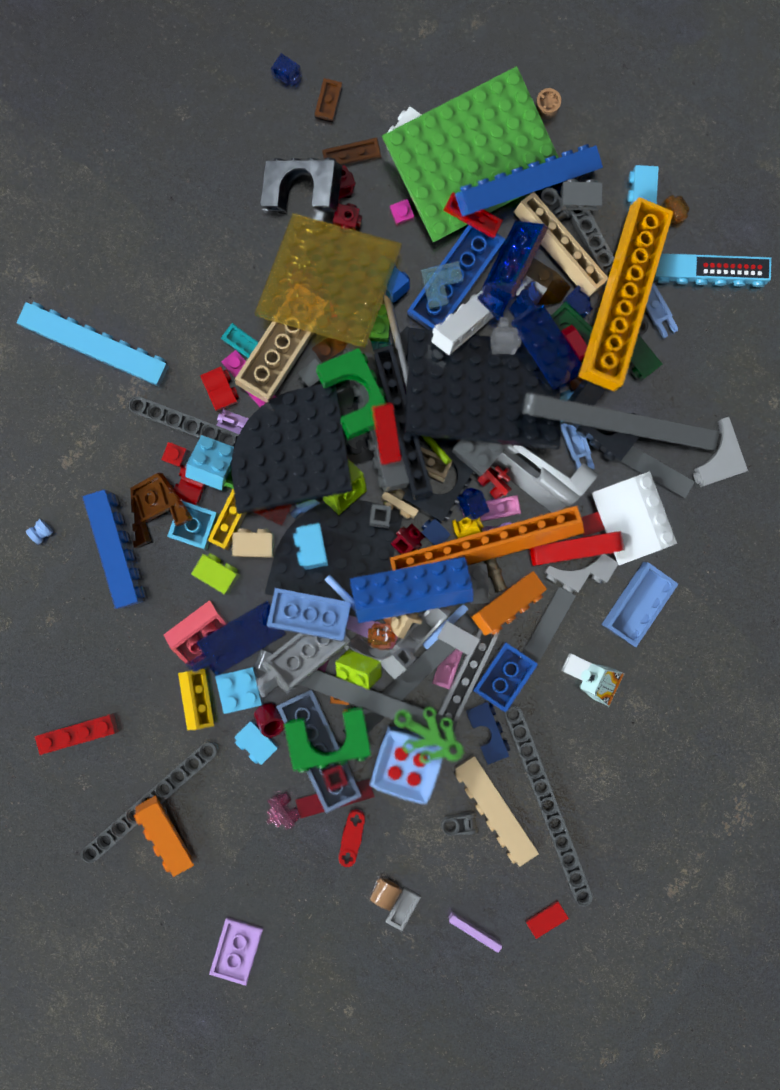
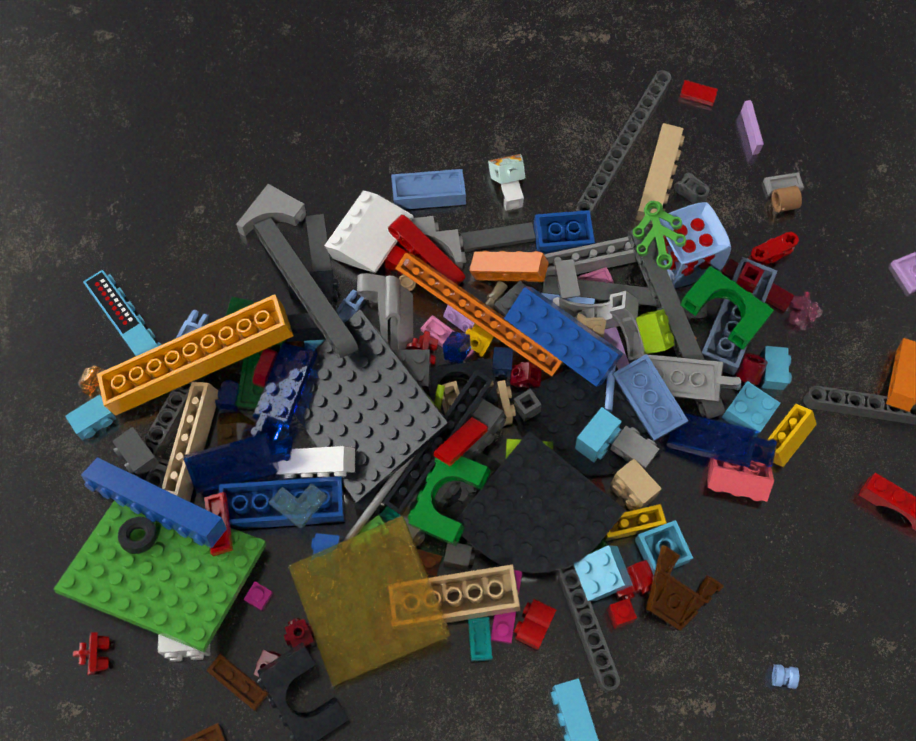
camera: 130 degrees left, 20 degrees down
(113, 548) = (741, 597): blue brick -> none
(215, 573) = (684, 497): lime brick -> none
(231, 421) = (552, 588): lavender hinge -> none
(280, 568) = (633, 446): none -> light grey brick
(381, 636) = (617, 336): clear orange head -> none
(458, 75) = (94, 663): none -> red hips
(495, 747) = (618, 206): dark blue arch -> none
(504, 338) = (305, 420): clear brick -> none
(520, 143) = (129, 526): none -> black tyre
(548, 103) = (68, 545): medium nougat piece -> none

